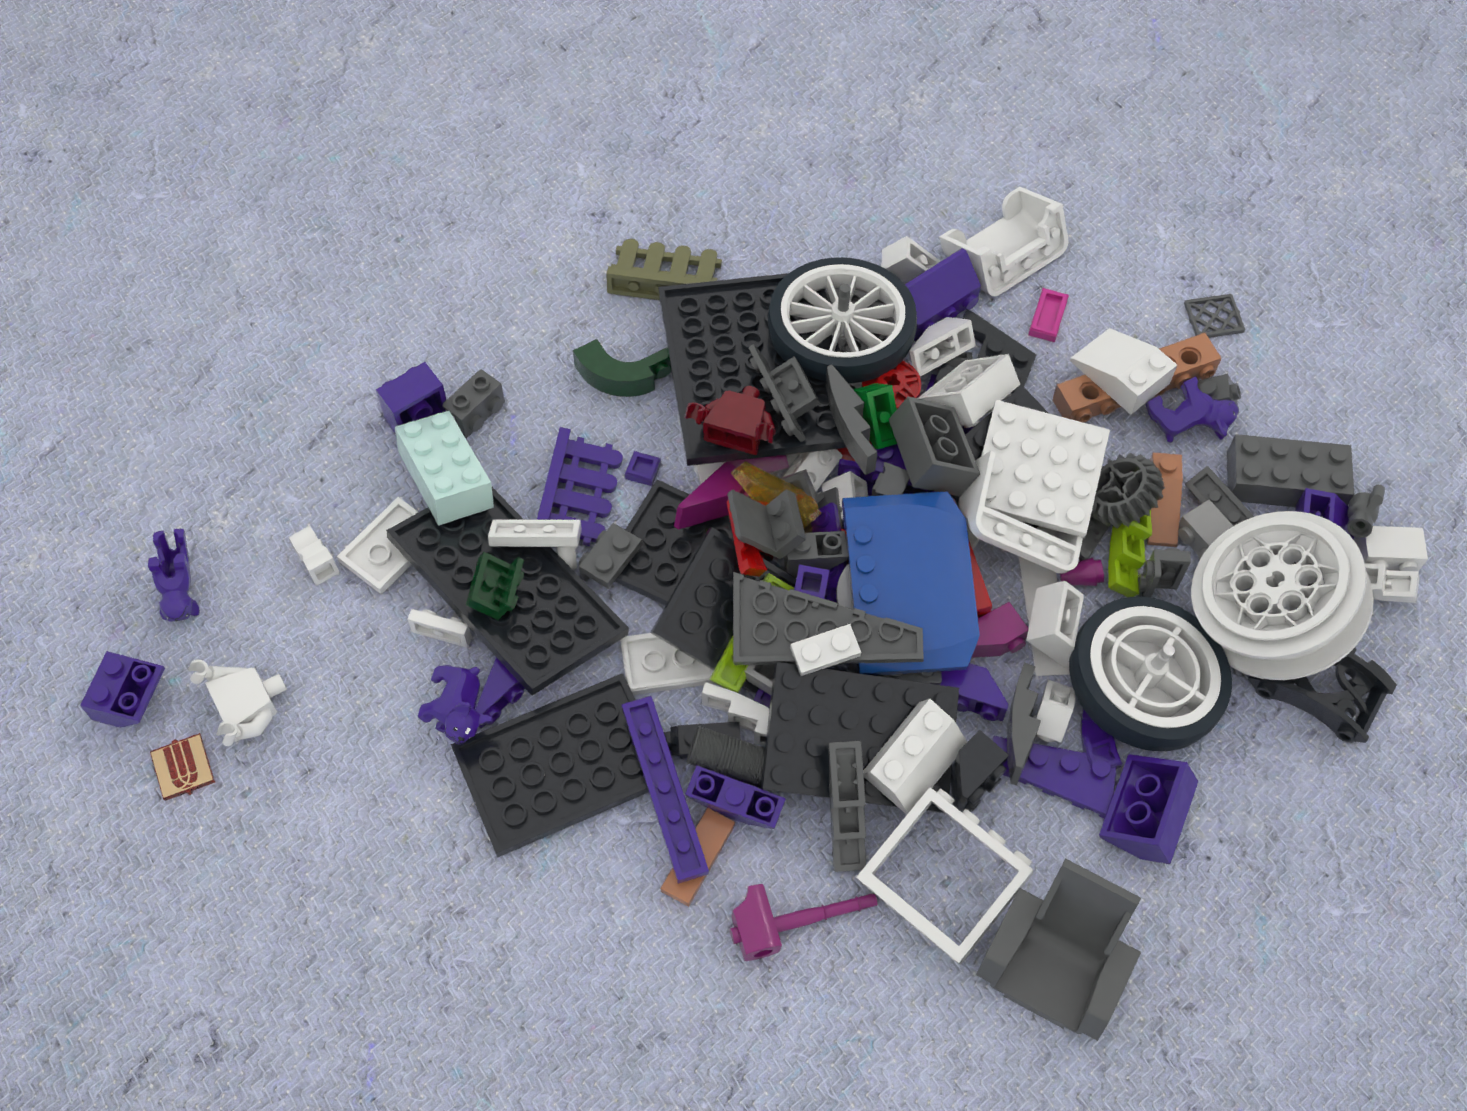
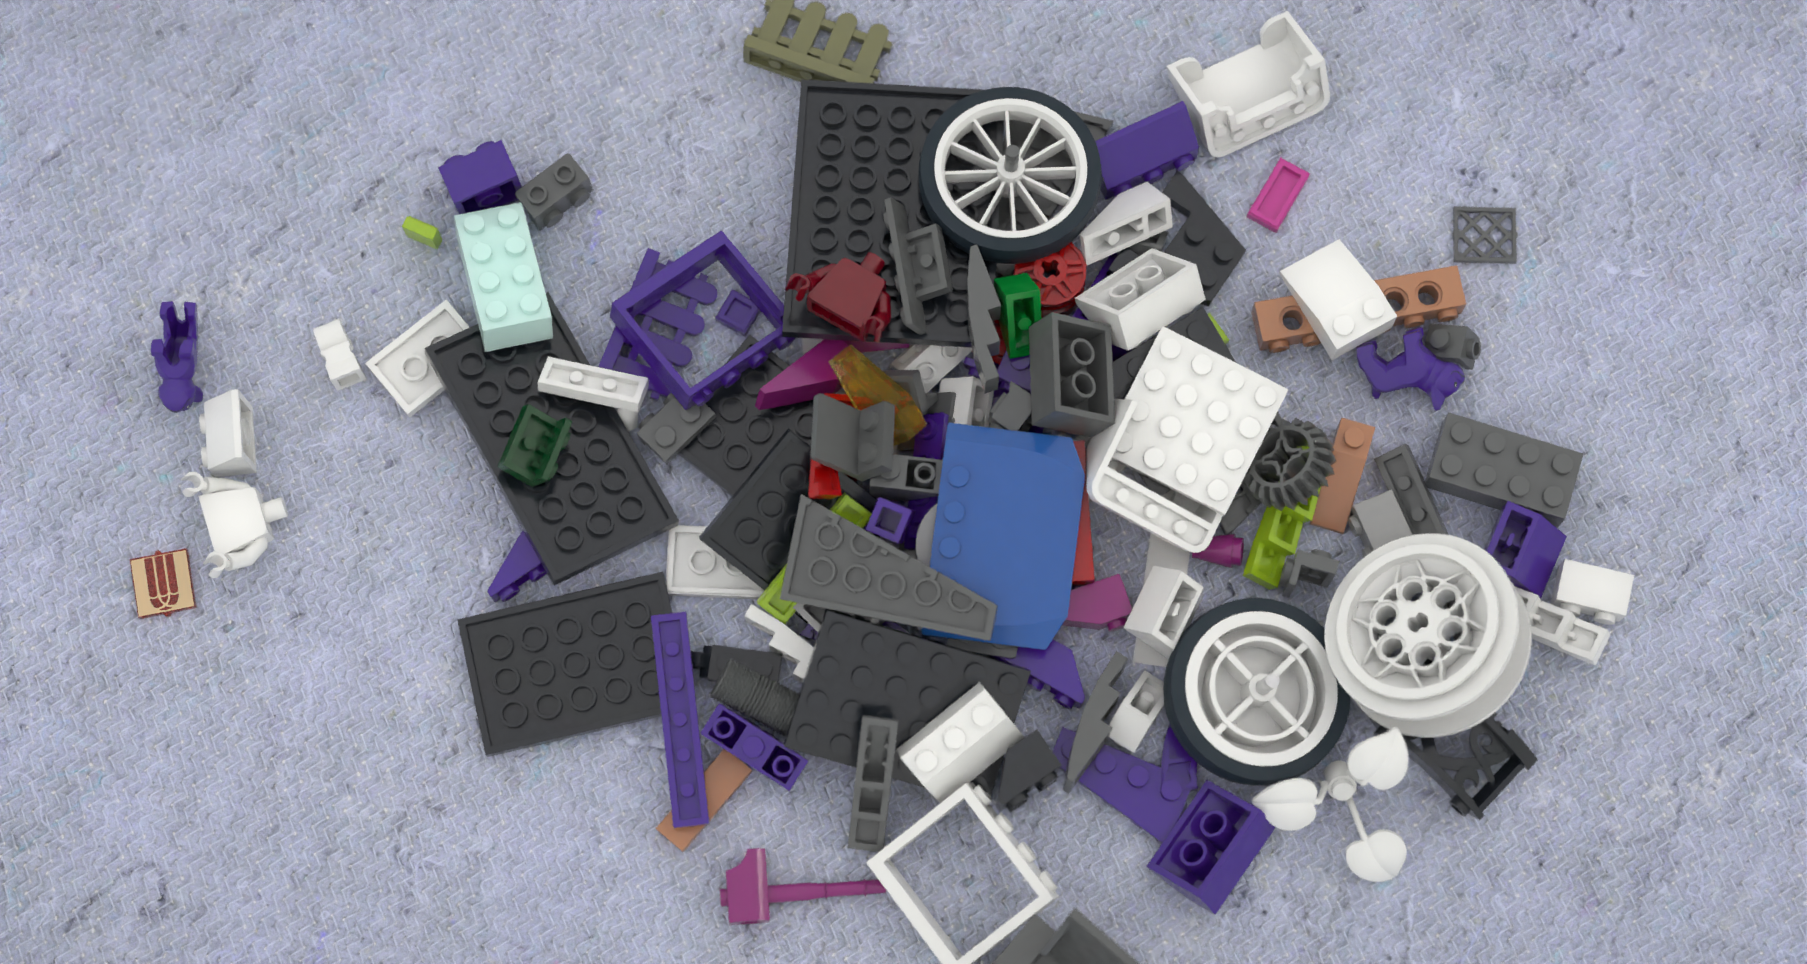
camera: 15 degrees right, 15 degrees up
(121, 690) = (107, 485): dark purple slope -> none
(225, 630) = (229, 435): none -> white slope
(369, 451) = (422, 232): none -> lime tile
(431, 625) = (456, 467): white plate -> none
(456, 704) = (469, 576): dark purple animal -> none
(583, 443) = (674, 275): none -> dark purple window
(620, 377) = (731, 187): dark green arch -> none
(825, 650) = (882, 609): white plate -> none
(907, 259) = (1123, 93): white slope -> none
(1277, 698) = (1375, 761): none -> white plant
(1364, 511) = (1567, 544): dark grey piece -> none

